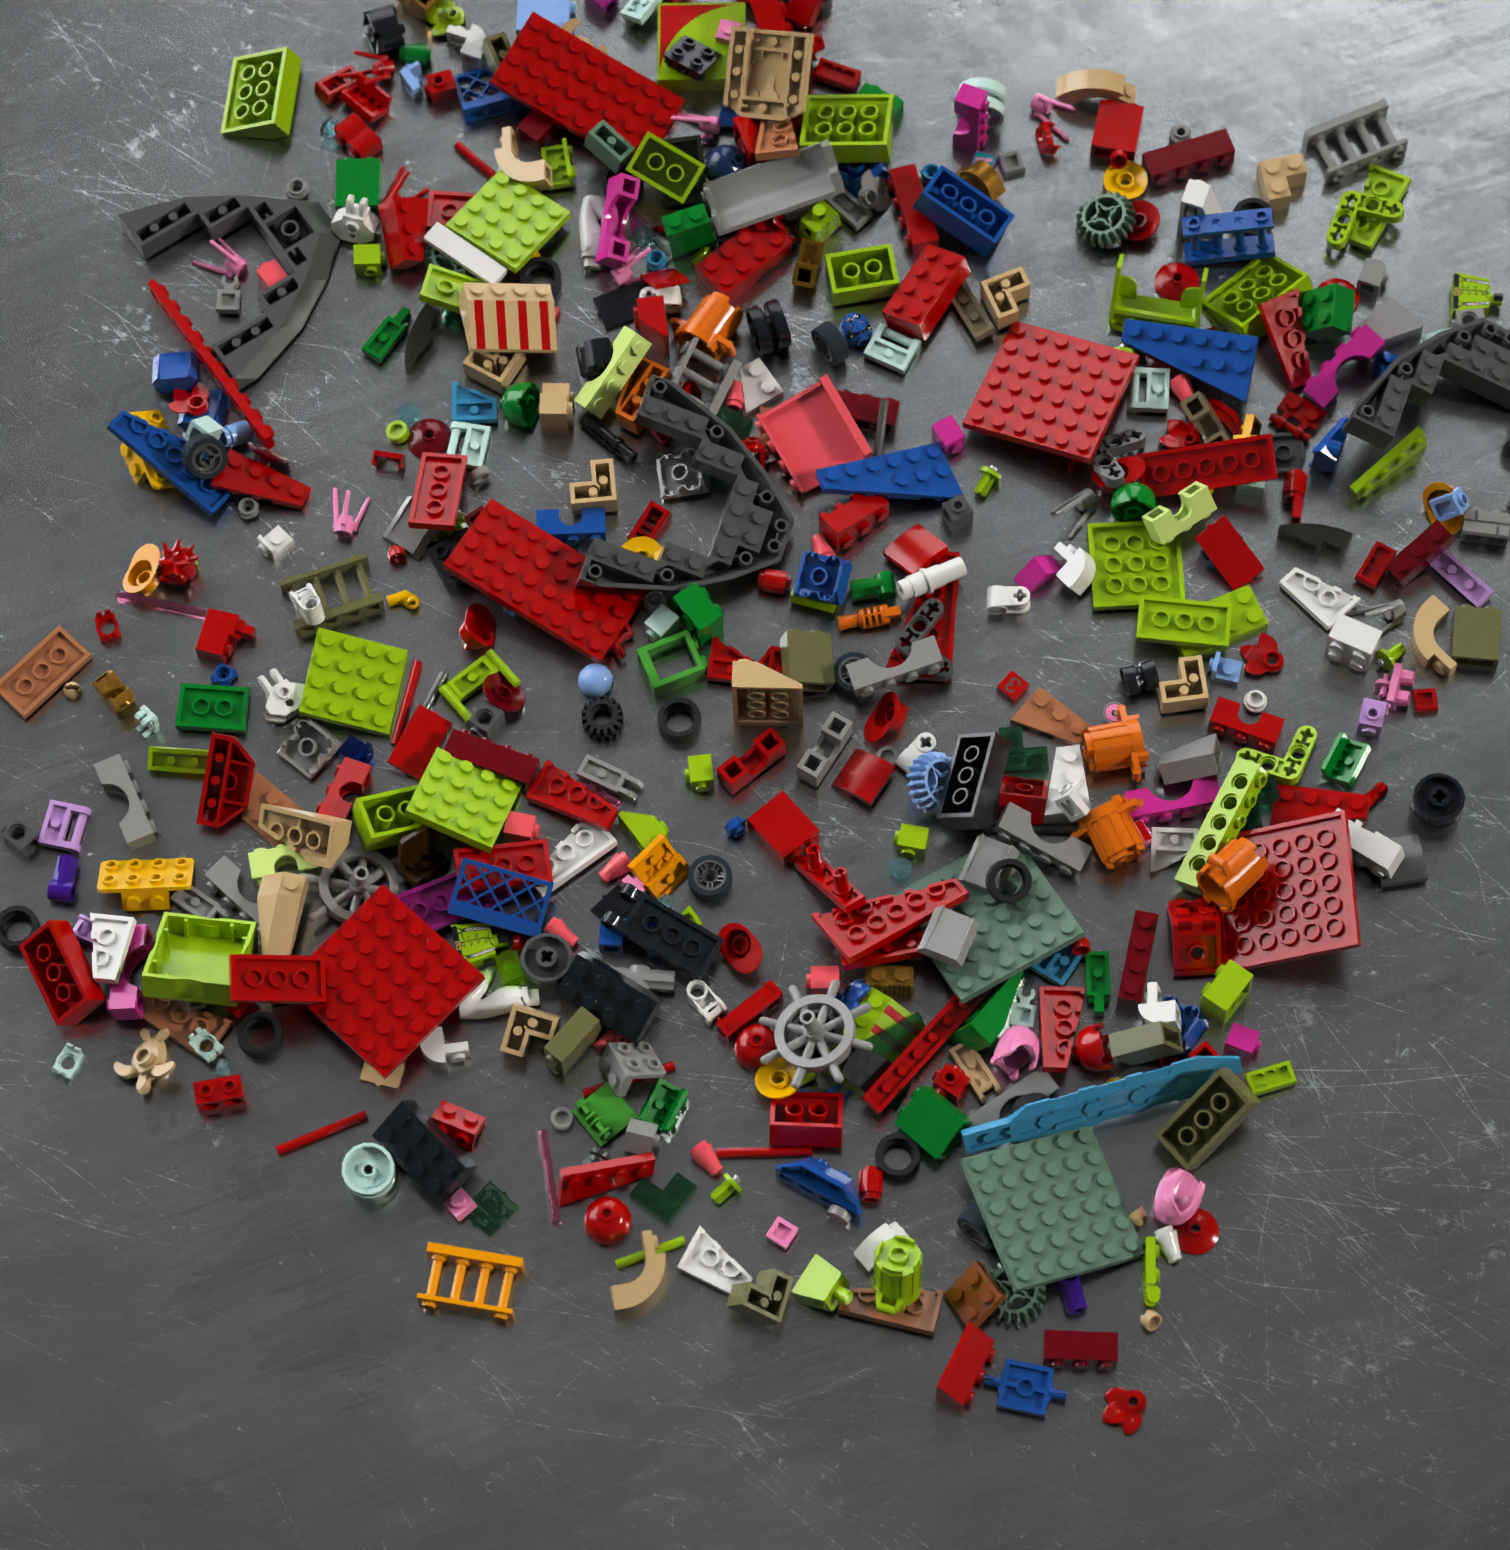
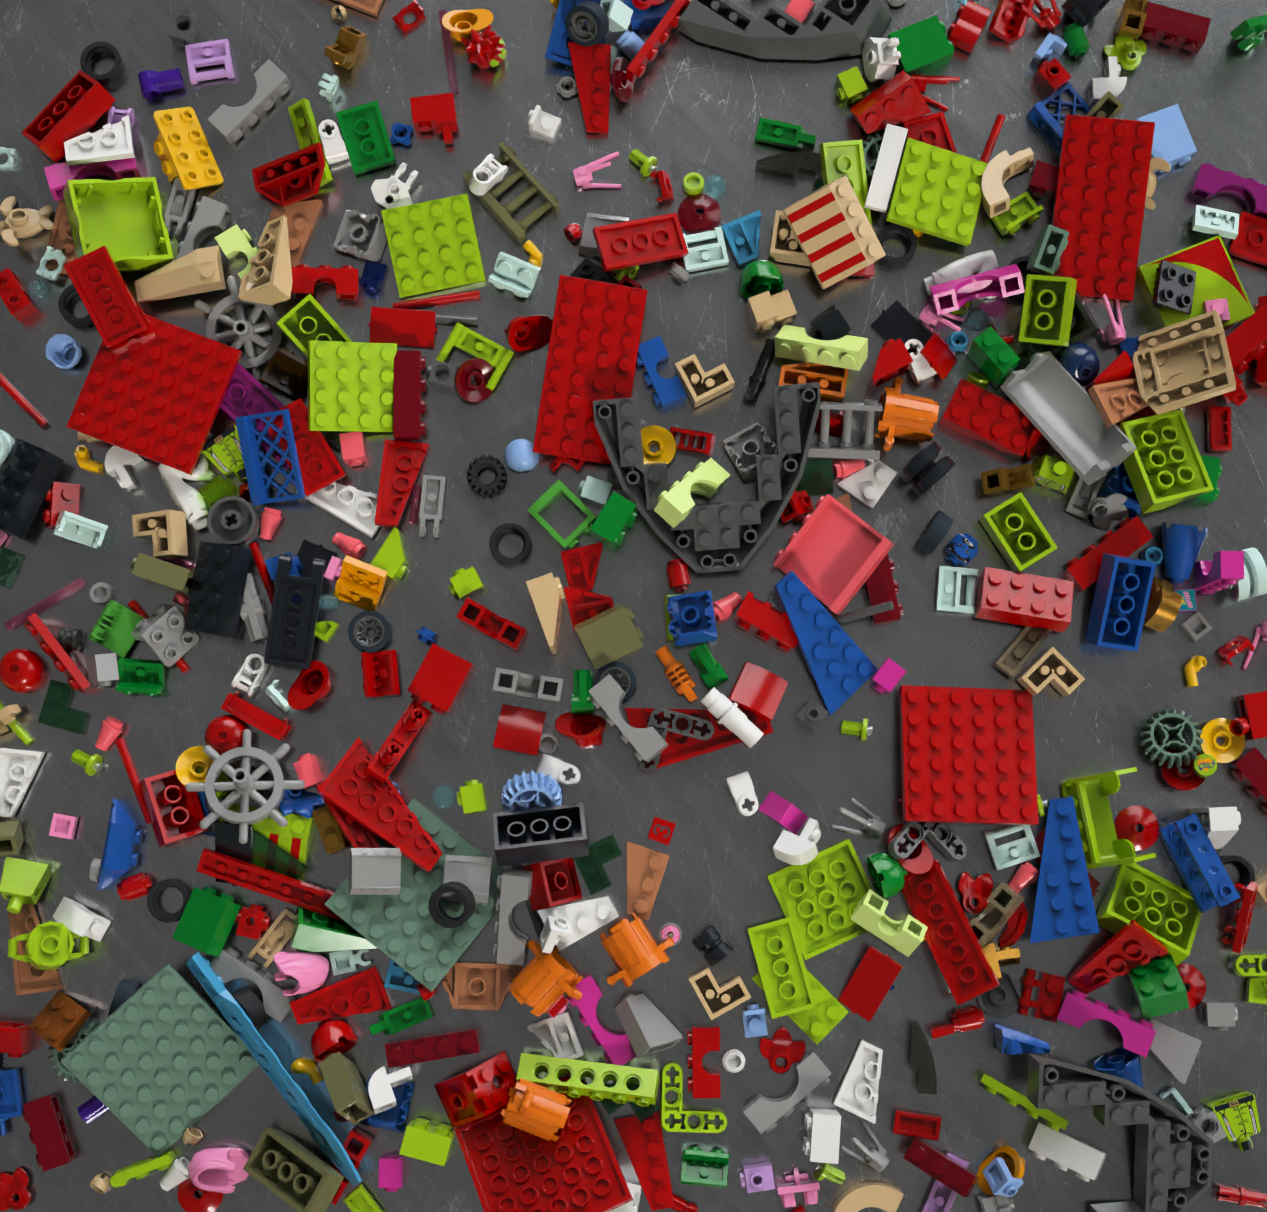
camera: 65 degrees right, 15 degrees up
(201, 736) = (333, 144): none -> white piece
(301, 1064) = (63, 351): none -> light blue hair
(355, 467) = (646, 164): none -> lime piece
(415, 620) = (514, 275): none -> light aqua bracket
(420, 1088) = (84, 460): none -> yellow arm
(490, 1108) = (80, 529): none -> light aqua hinge
(628, 958) = (263, 571): none -> red bar
(702, 536) = (704, 480): none -> yellowish green arch
(729, 986) = (276, 698): none -> light aqua piece
(756, 881) = (380, 674): none -> red bracket
(858, 708) = (580, 698): none -> green piece
(935, 146) = (1181, 549): none -> blue cone
(1049, 181) = (1192, 668): none -> yellow arm
(1096, 898) = (479, 984): none -> nougat wing
(1142, 200) = (1204, 766): none -> lime tile
(1293, 222) = (1242, 917): none -> red plate
(1293, 639) = (765, 1111): none -> light grey arch
(1447, 444) = (1067, 1152): none -> white wedge

